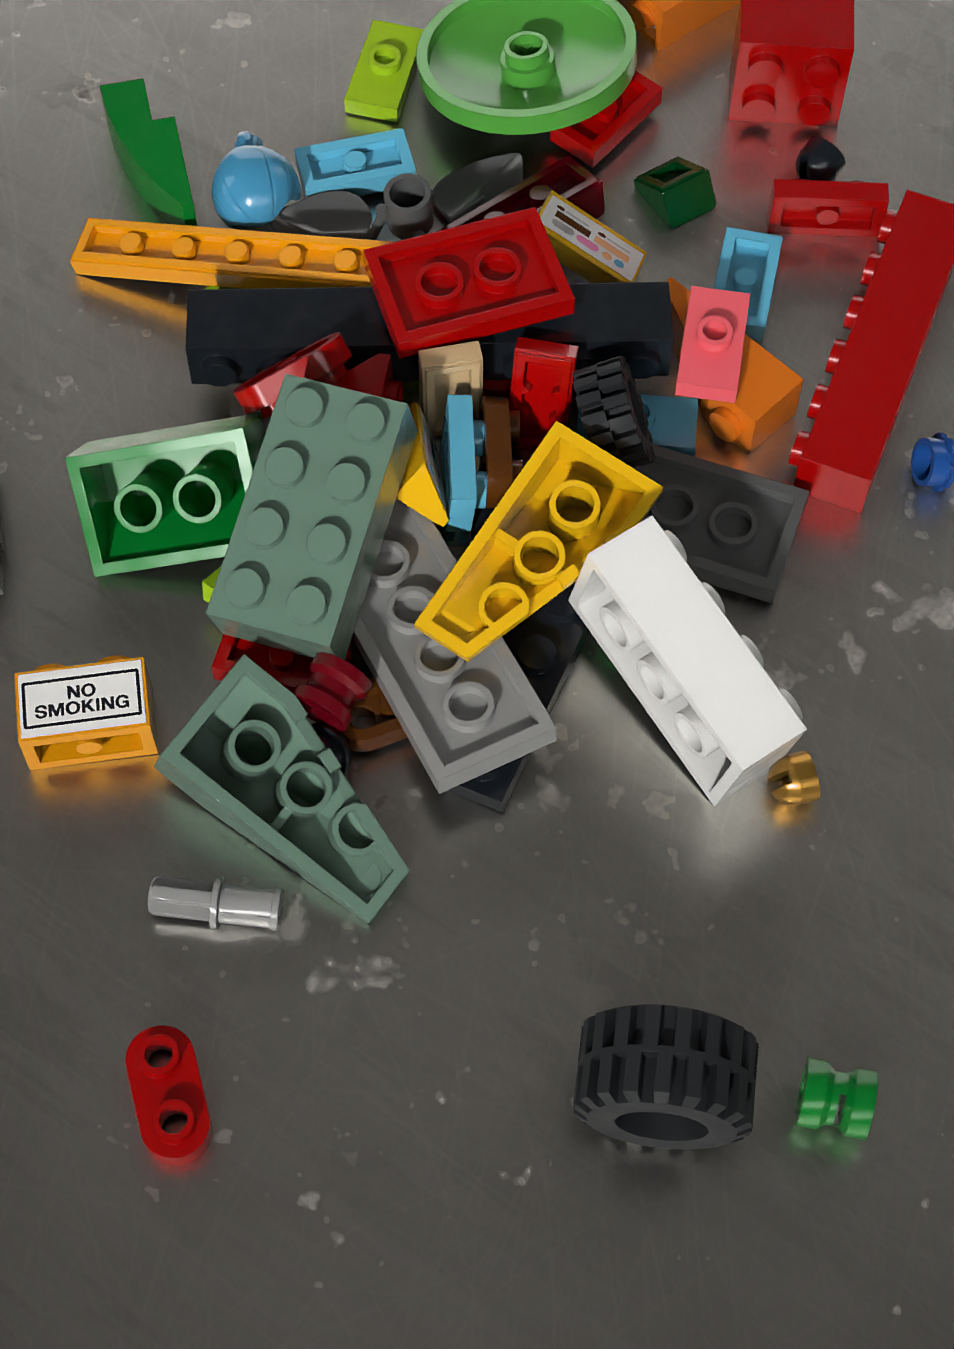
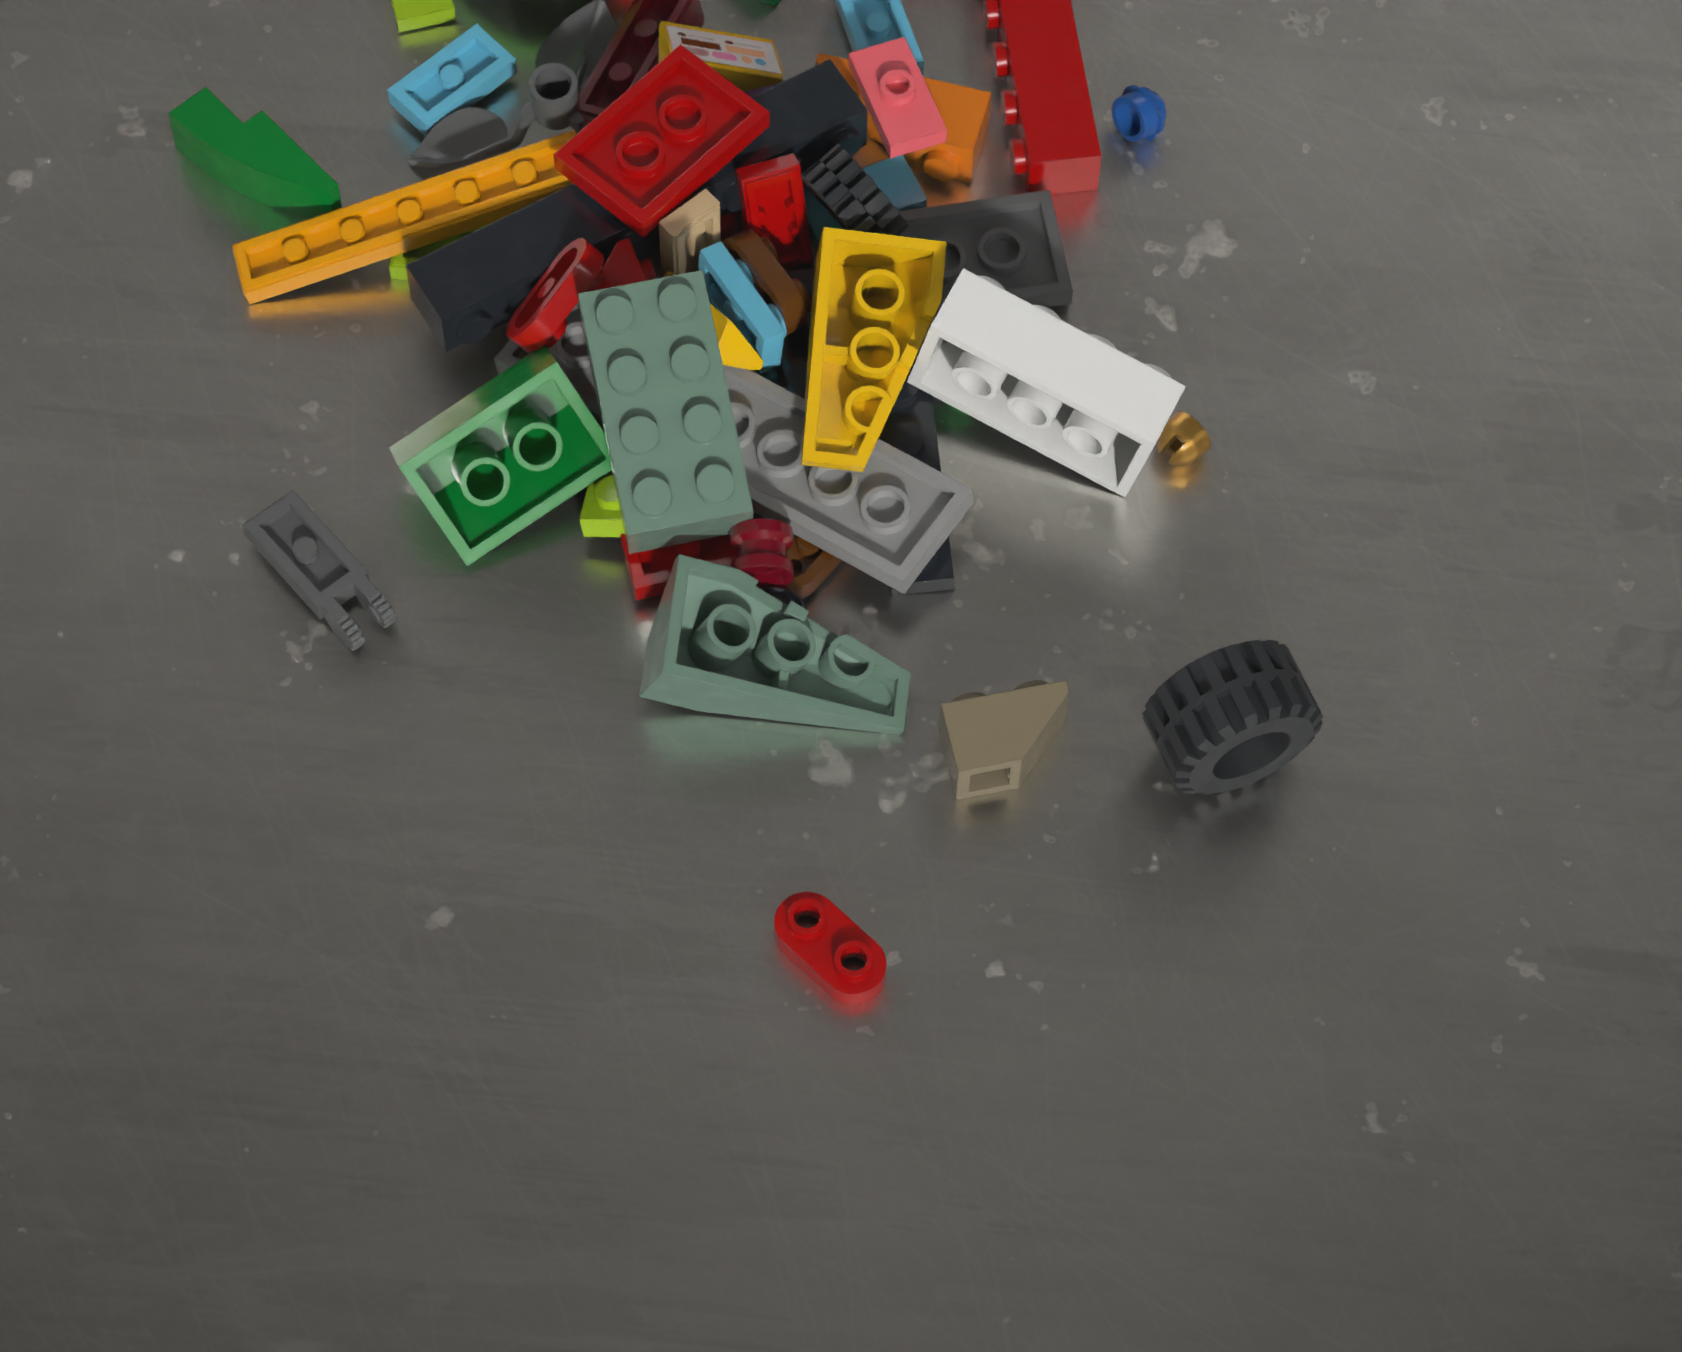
camera: 30 degrees left, 0 degrees up
(85, 712) = (550, 679): brick -> none
(216, 902) = (768, 778): light grey axle -> none
(253, 183) = (374, 141): dark azure hair -> none
(448, 976) = (1000, 736): none -> dark tan slope
(820, 1095) = (1365, 673): green wheel -> none

